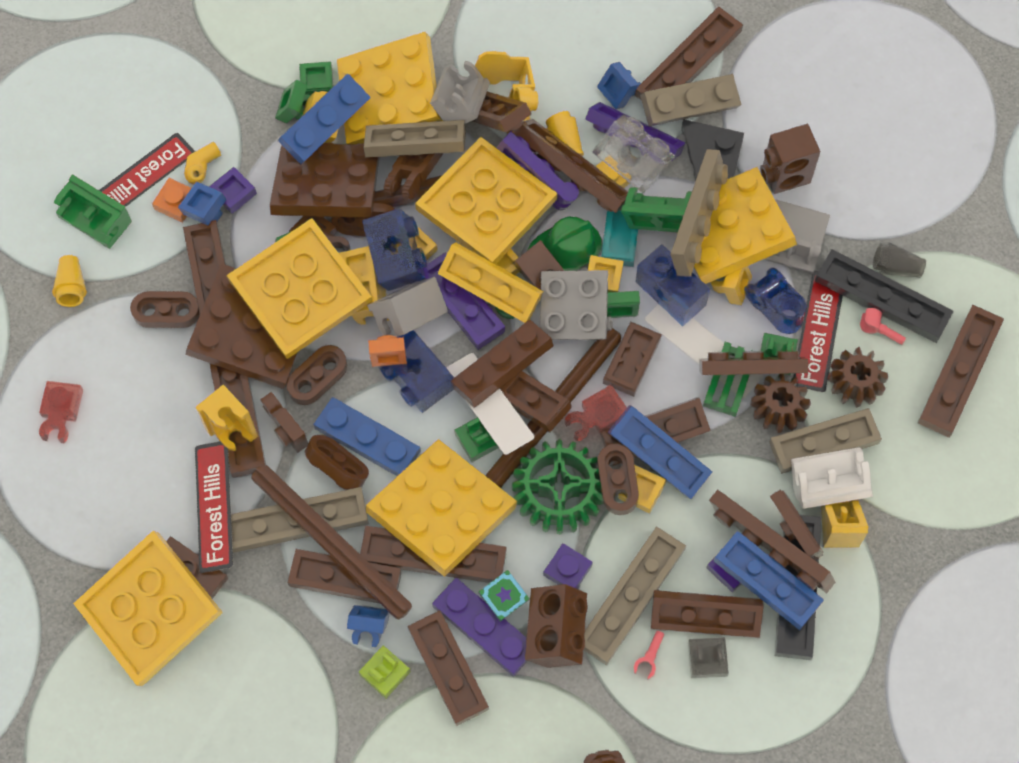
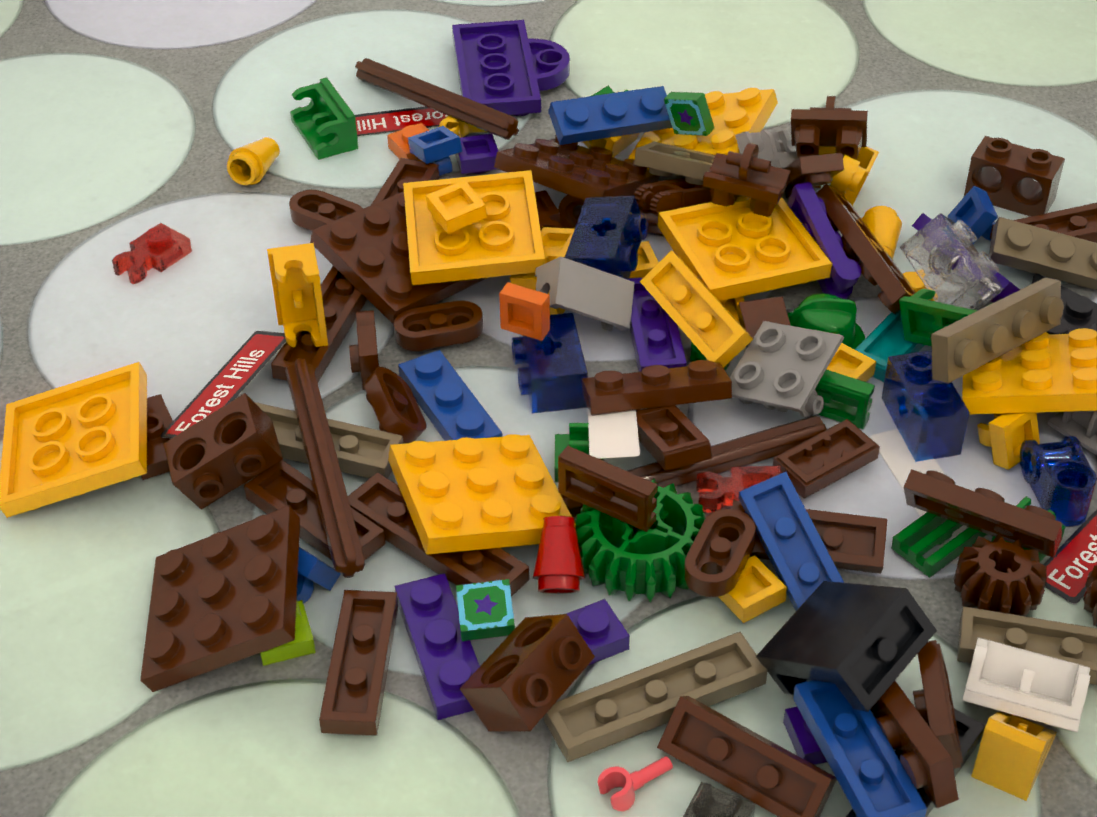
camera: 30 degrees right, 25 degrees down
(166, 149) = (438, 98): none -> reddish brown axle
(190, 83) = (505, 67): none -> dark purple plate
(255, 562) = (222, 451): none -> reddish brown brick
(287, 286) = (456, 206): none -> yellow plate
(341, 676) = (222, 599): none -> reddish brown plate
(383, 94) = (689, 113): none -> green tile
(466, 151) = (747, 177): none -> reddish brown hips
(480, 73) = (828, 128): none -> reddish brown hips
(522, 533) = (558, 557): none -> red cone
(531, 476) = (607, 488): none -> reddish brown tile
(627, 31) = (1013, 182): none -> reddish brown brick
(729, 514) = (849, 638): none -> black panel

